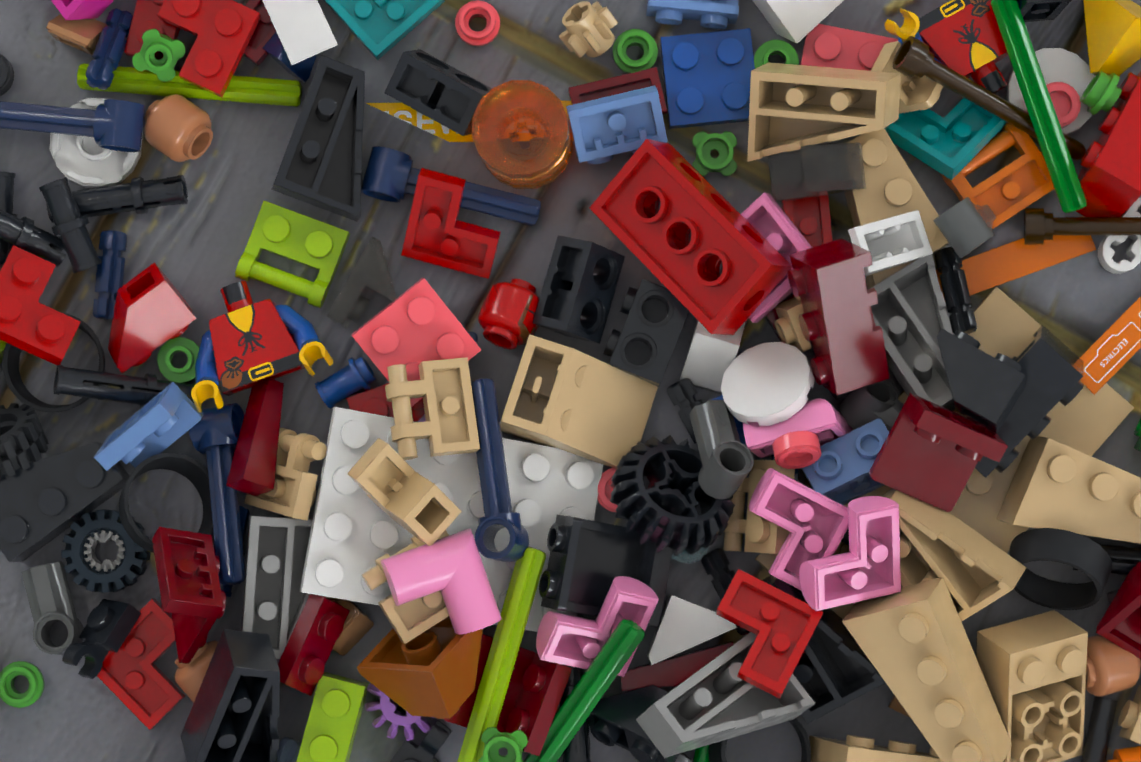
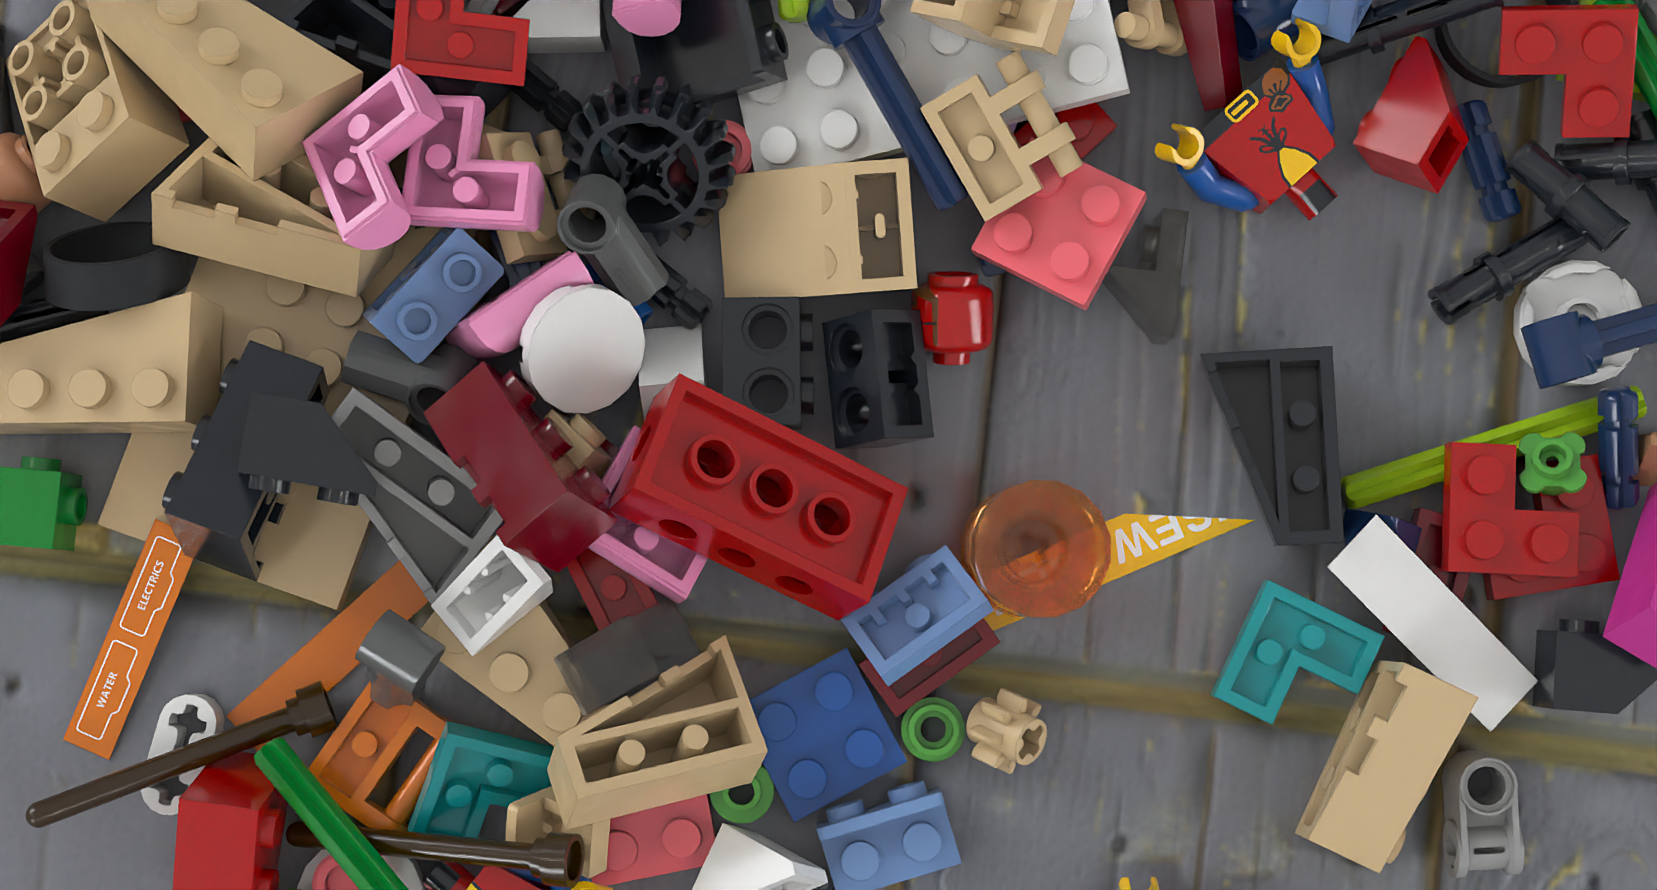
camera: 160 degrees right, 0 degrees up
(165, 356) = (1347, 108): bright green plate -> none
(178, 128) = (1483, 381): nougat head -> none
(298, 240) = (1265, 303): lime plate -> none
(346, 381) = (1128, 143): blue pin -> none
(391, 176) = (1177, 433): dark blue axle -> none
(436, 90) = (1170, 565): black brick -> none
(438, 236) = (1082, 376): red plate -> none
(477, 9) = (1169, 696): coral plate -> none
(723, 144) = (756, 630): bright green plate -> none
(796, 449) = (508, 272): coral tile -> none
(933, 452) = (325, 338): dark red bracket -> none
(955, 291) = (383, 574): black axle -> none

